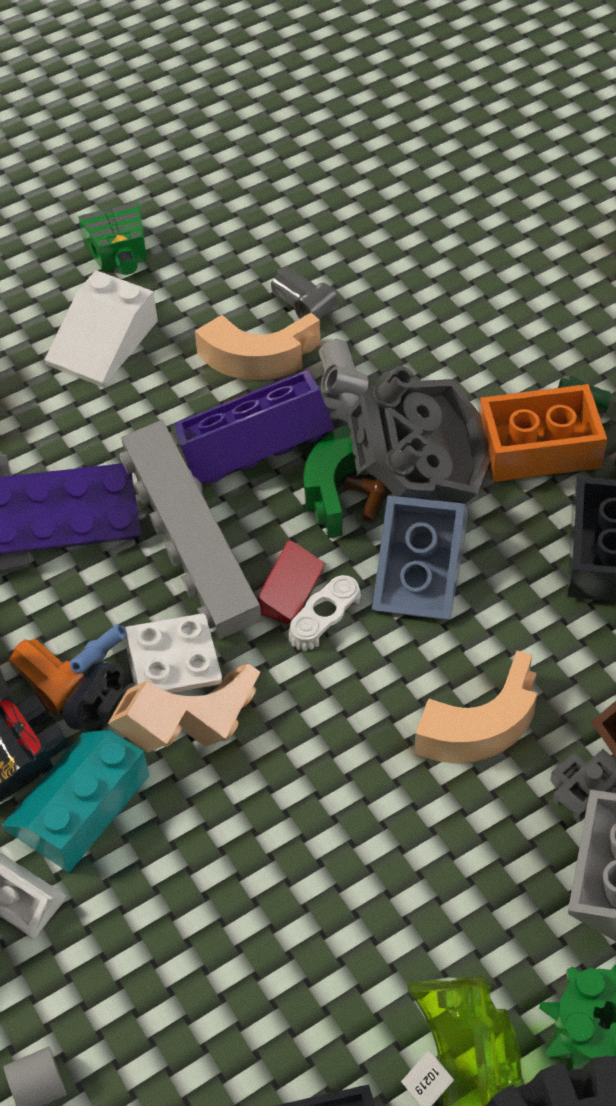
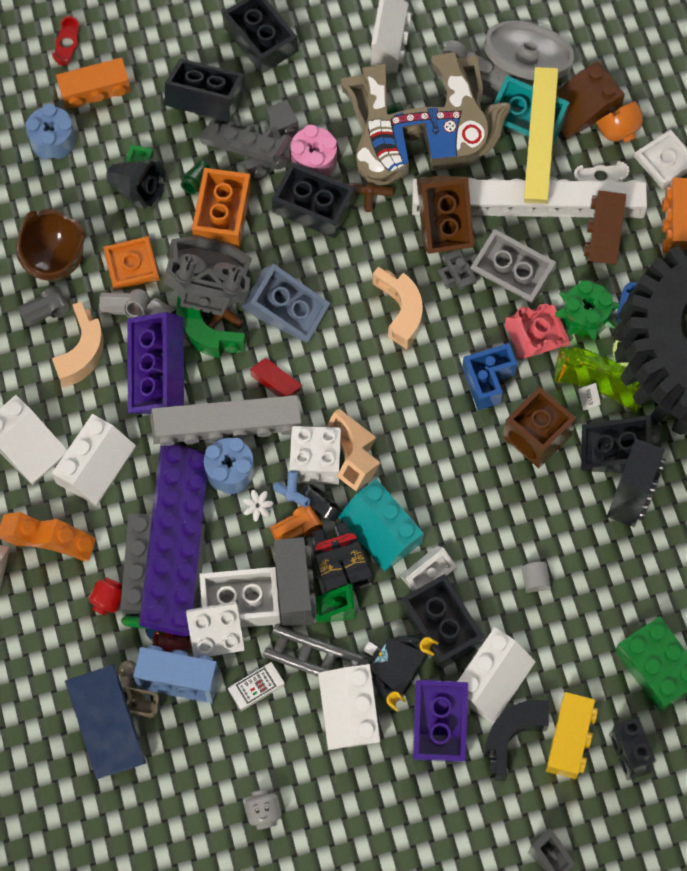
camera: 75 degrees left, 15 degrees up
(72, 616) = (260, 508): none -> white plant
(89, 405) = (93, 460): none -> white slope
(122, 559) = (224, 453): none -> medium blue brick
(309, 626) = (310, 377): white piece -> none
(315, 989) = (539, 427): none -> reddish brown brick
(387, 257) = (50, 244): none -> reddish brown piece
(400, 871) = (485, 370): none -> blue brick
(417, 354) = (131, 263): none -> orange tile
(528, 949) = (536, 330): none -> coral slope
(535, 334) = (138, 181): none -> black cone
(564, 226) = (50, 132): none -> medium blue brick
(577, 328) = (139, 153): none -> green plate

